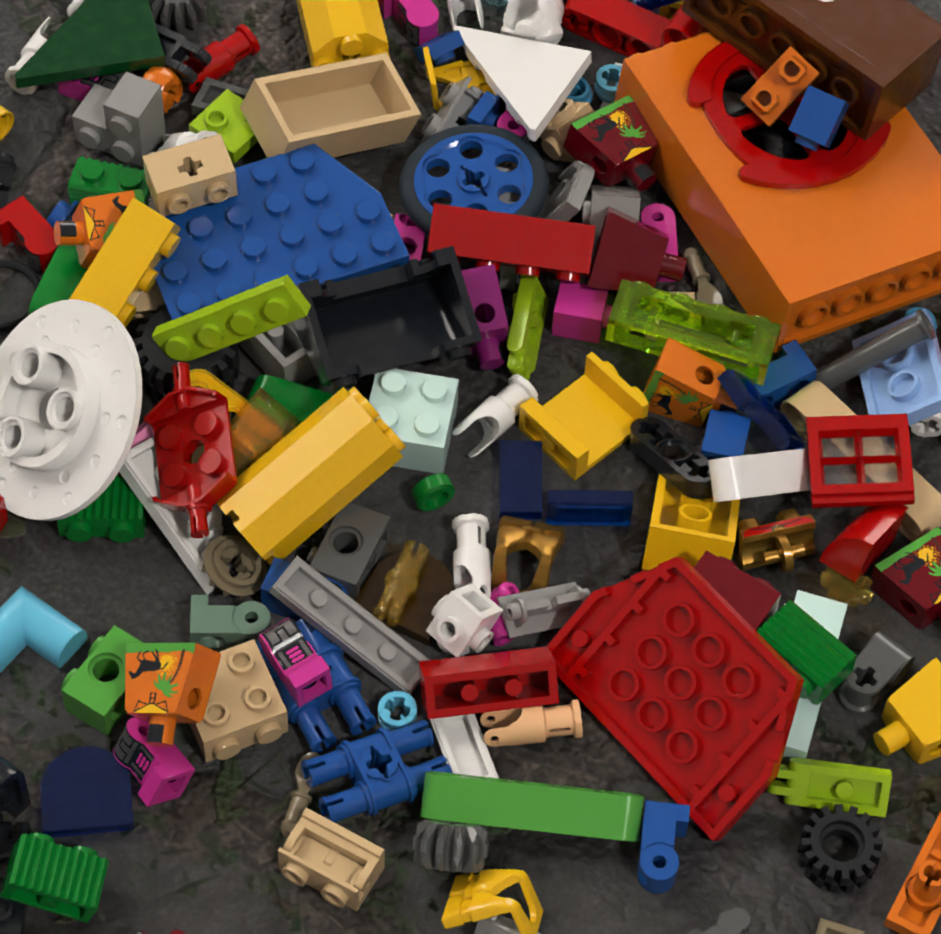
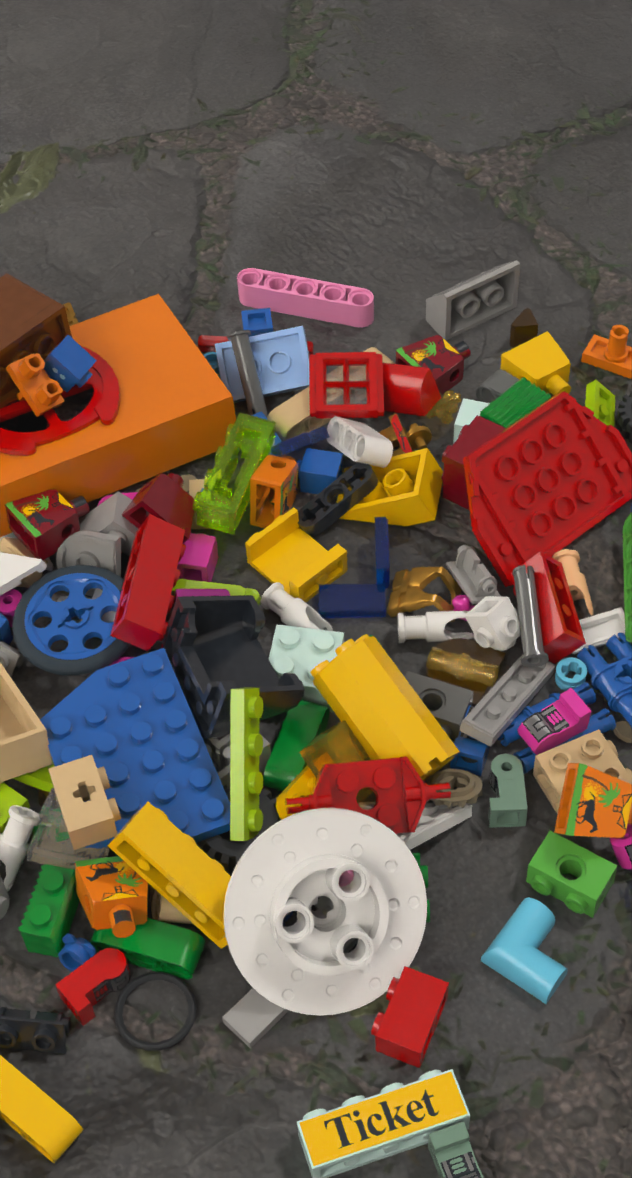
camera: 85 degrees left, 5 degrees down
(461, 648) = (529, 617): none -> dark grey pin

